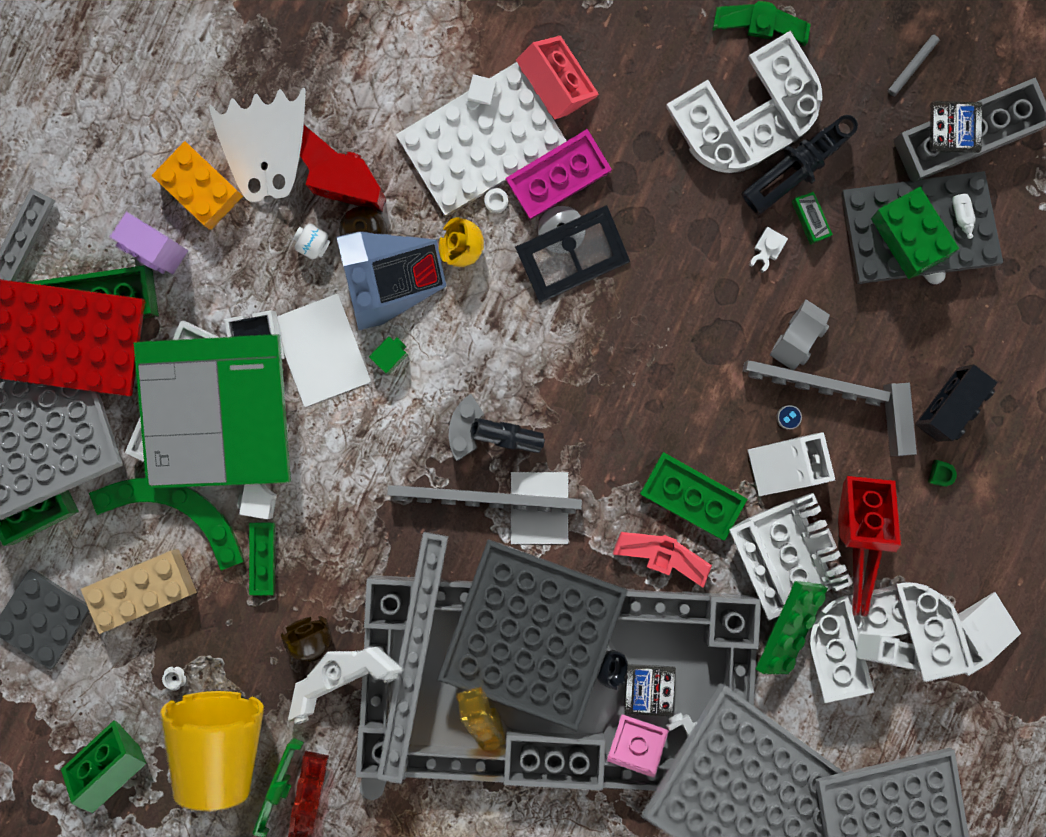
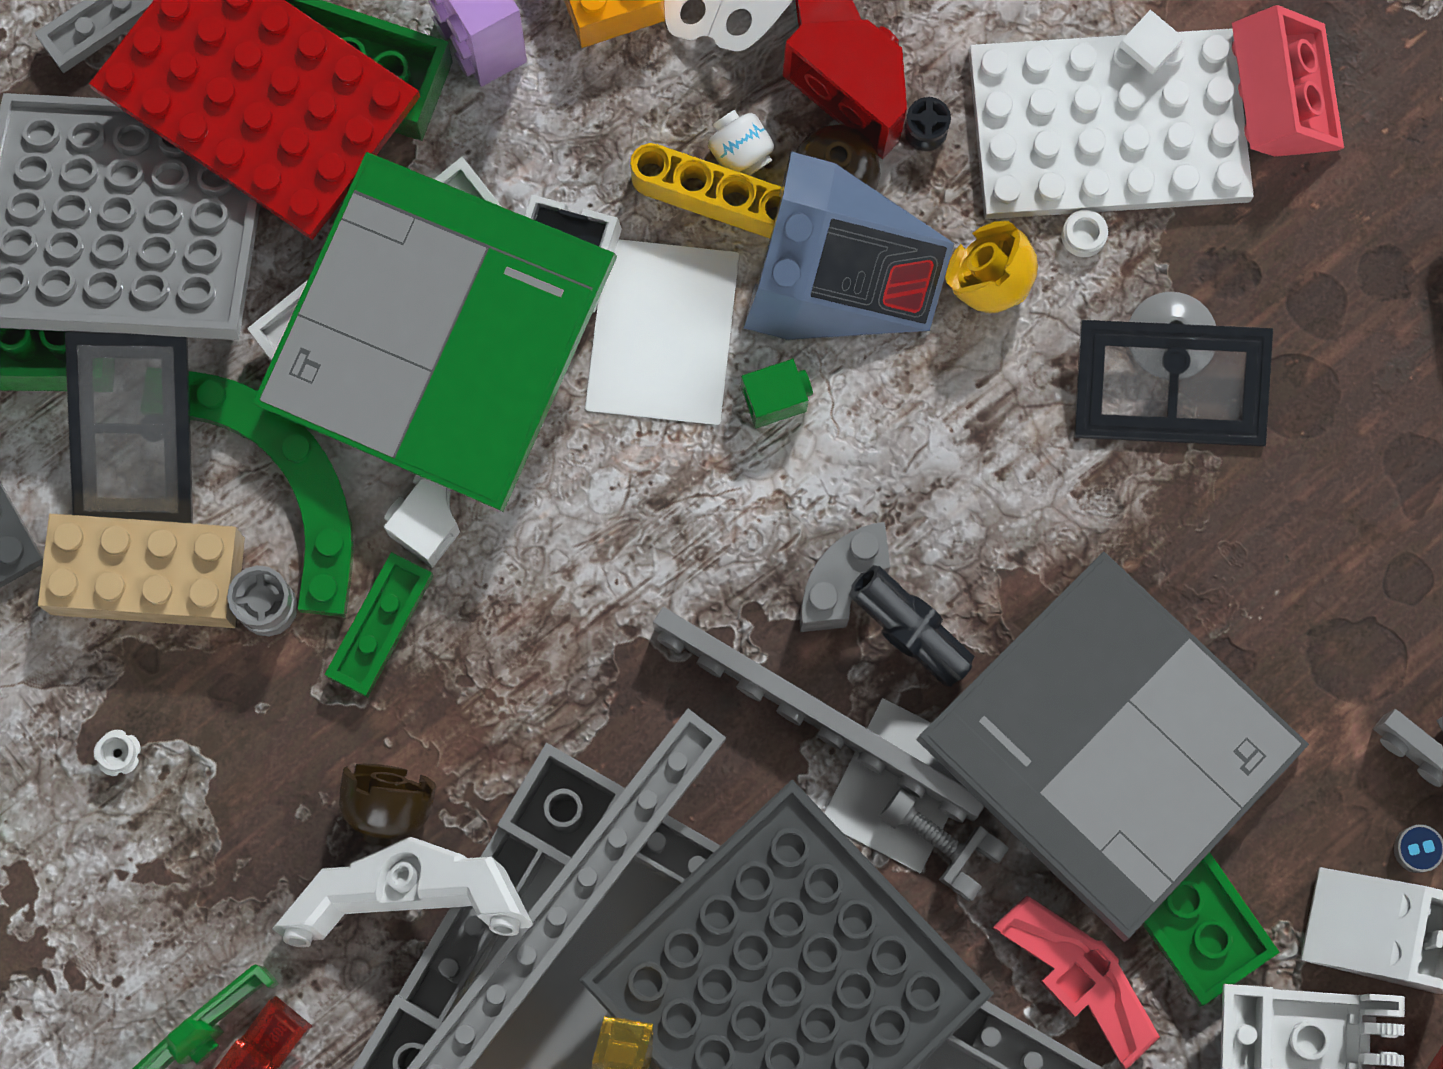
camera: 20 degrees right, 10 degrees down
(95, 529) = (129, 426): none -> clear door
(202, 576) = (262, 601): none -> light grey wheel
(211, 748) = (122, 900): yellow cone -> none
(310, 271) = (710, 199): none -> yellow beam
(392, 180) = (929, 113): none -> black wheel
(545, 521) = (902, 811): none -> light grey bar
(558, 174) = (1212, 242): dark pink plate -> none
(626, 442) = (1113, 745): none -> tile

